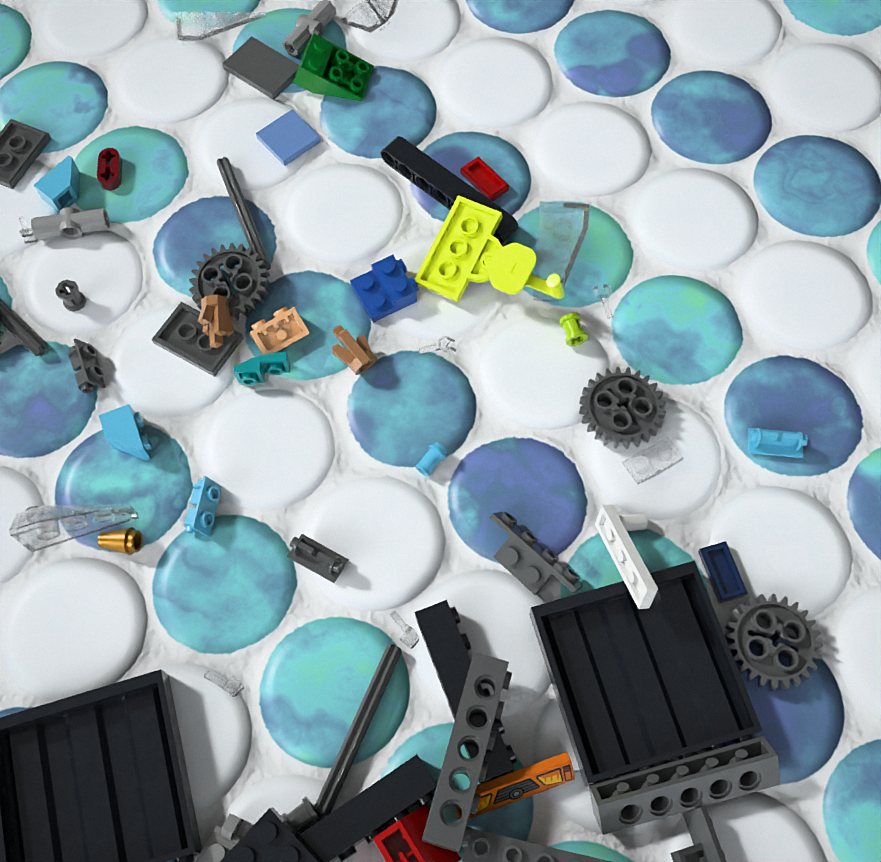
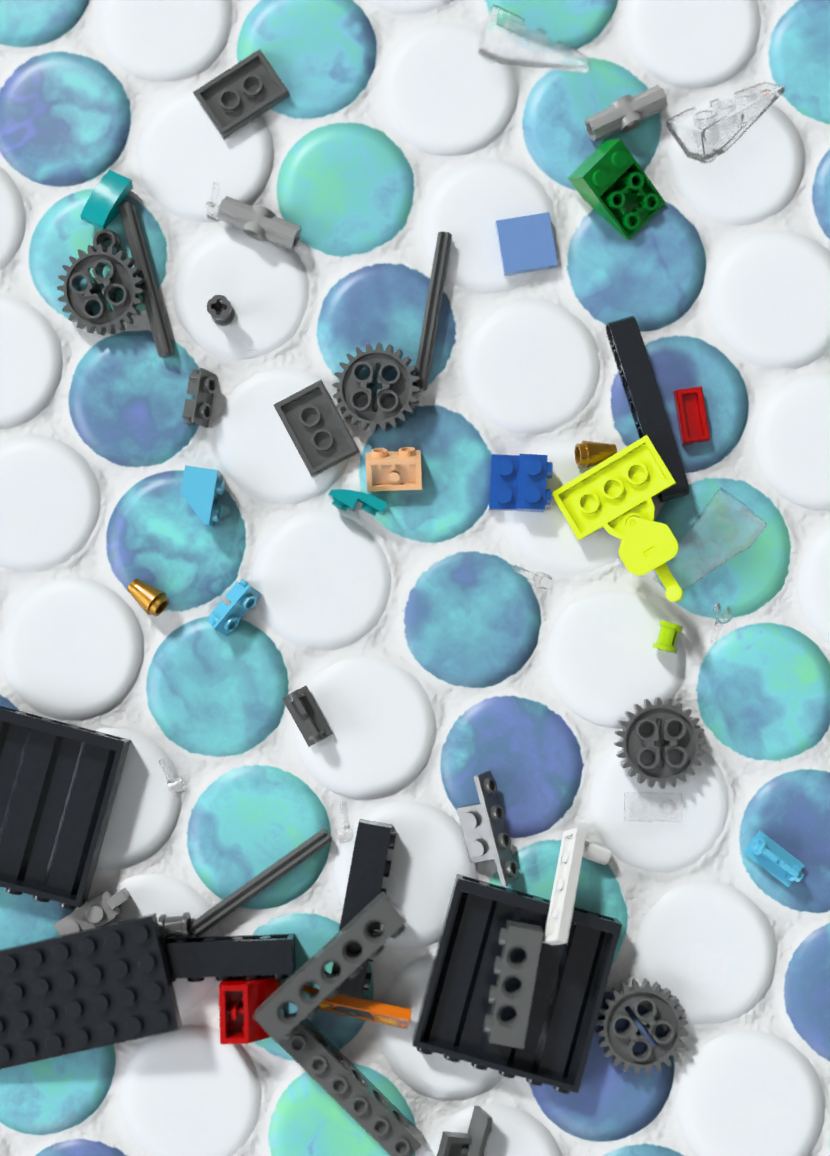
camera: 30 degrees right, 20 degrees up
(54, 524) = (94, 545): clear wedge -> none
(60, 185) = (271, 169): medium azure slope -> none
(113, 168) = (323, 172): dark red beam -> none
(215, 319) = (340, 429): medium nougat rock -> none
(261, 67) = (548, 135): dark grey tile -> none
(355, 353) = (450, 544): medium nougat rock -> none
(423, 239) = (593, 453): none -> pearl gold cone
(431, 459) = (458, 685): medium azure pin -> none
(628, 618) = (513, 1030): none -> dark grey brick
(684, 784) = (488, 1092): dark grey brick -> none
(722, 572) = (643, 941): dark blue tile -> none

